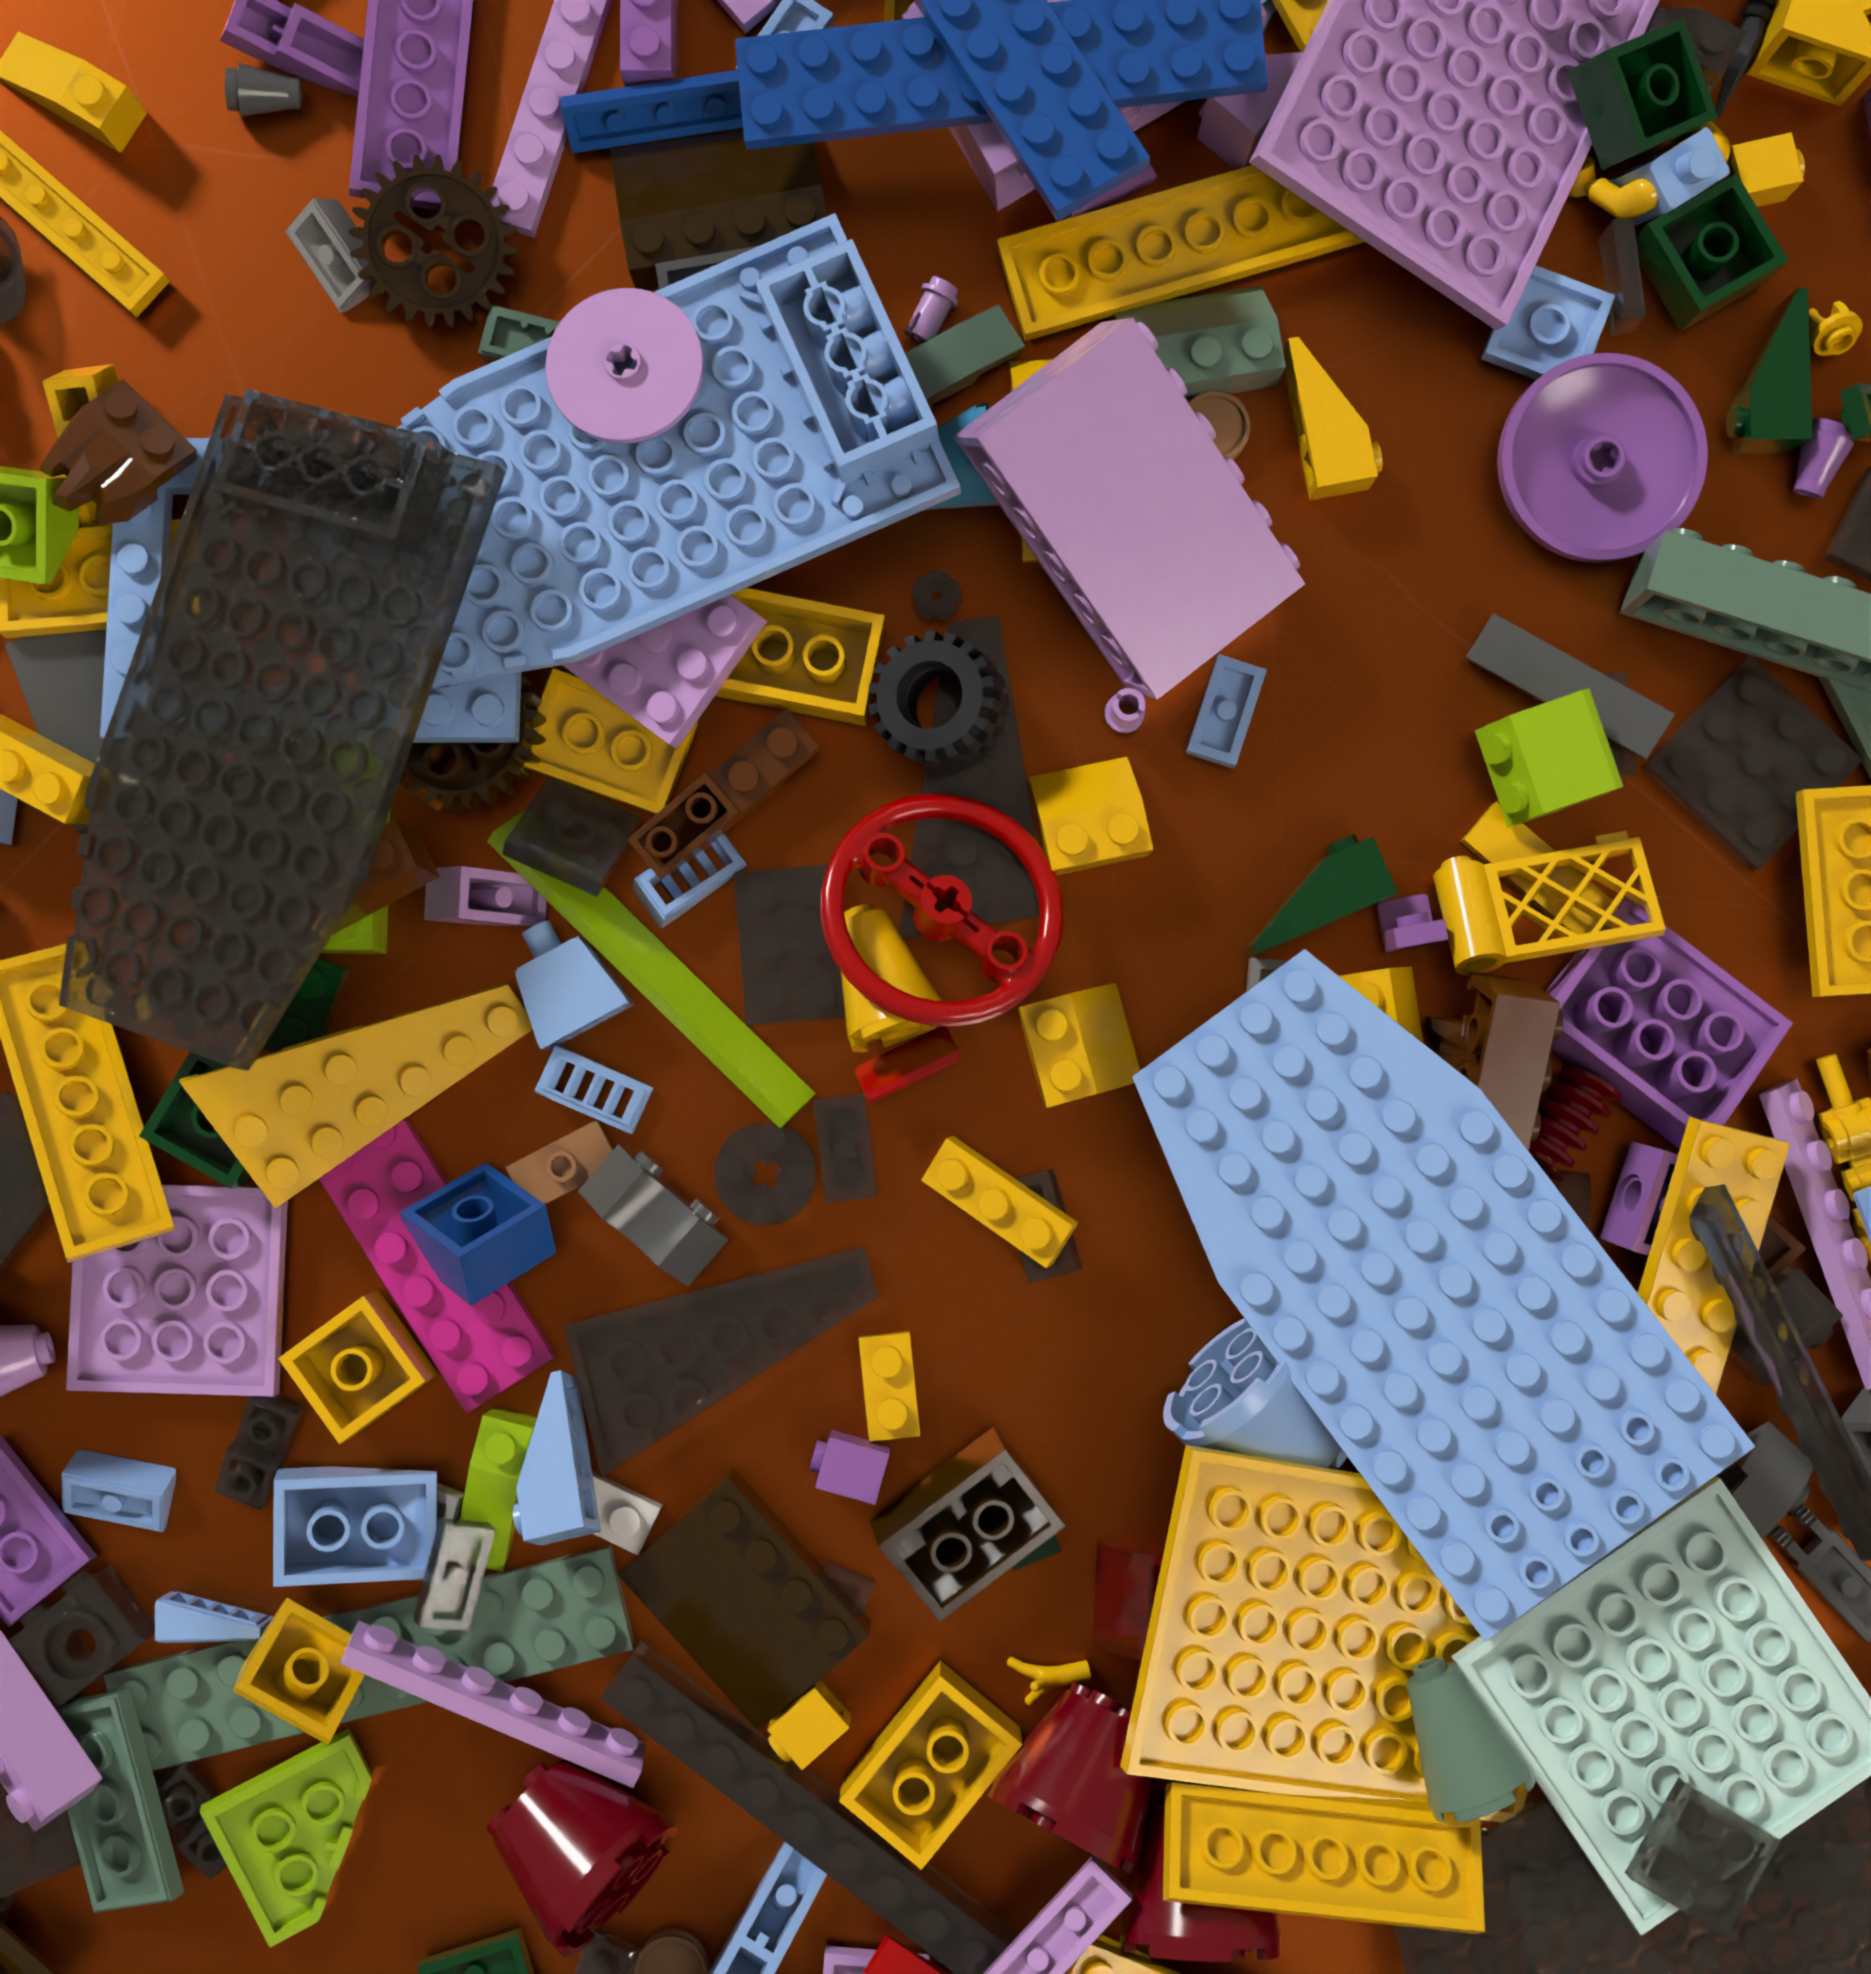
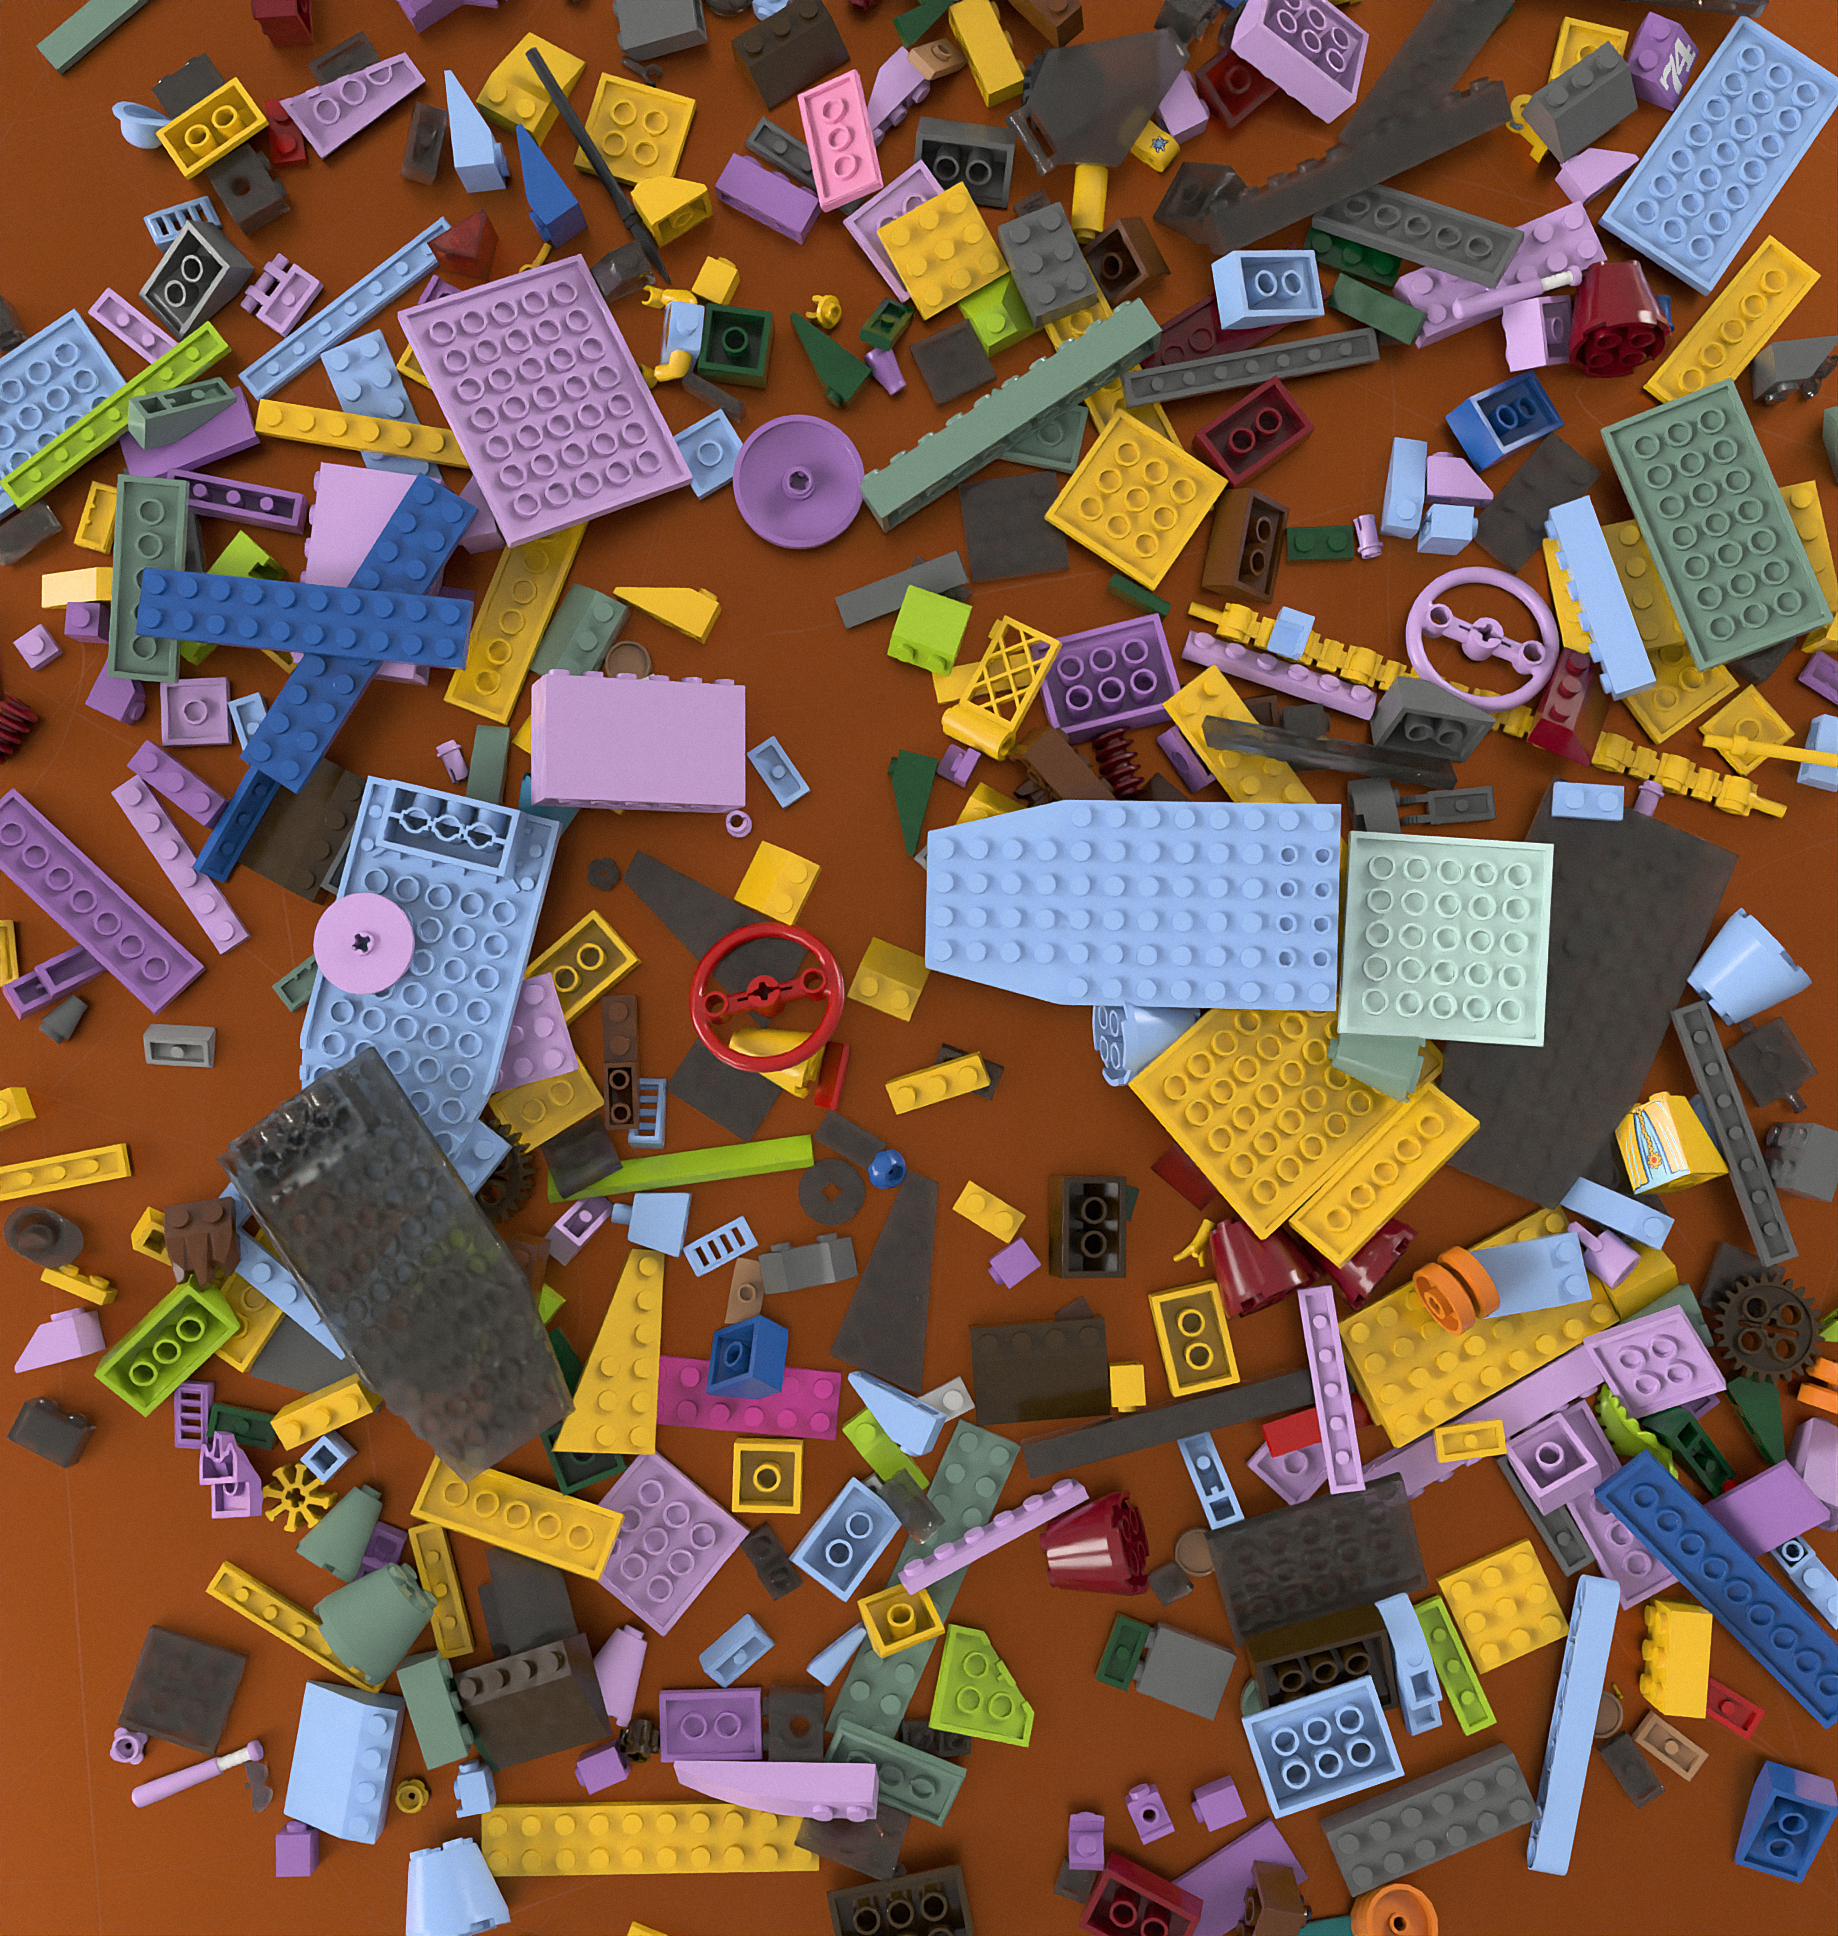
camera: 50 degrees left, 0 degrees up
(460, 204) = (208, 962): dark brown gear -> none
(845, 1222) = (887, 1169): none -> blue plate
(907, 676) = (634, 923): black tyre -> none
(1642, 93) = (629, 318): dark green brick -> none
(1702, 1857) = (1525, 986): clear smoke plate -> none
(1789, 981) = (1138, 596): none -> dark green tile

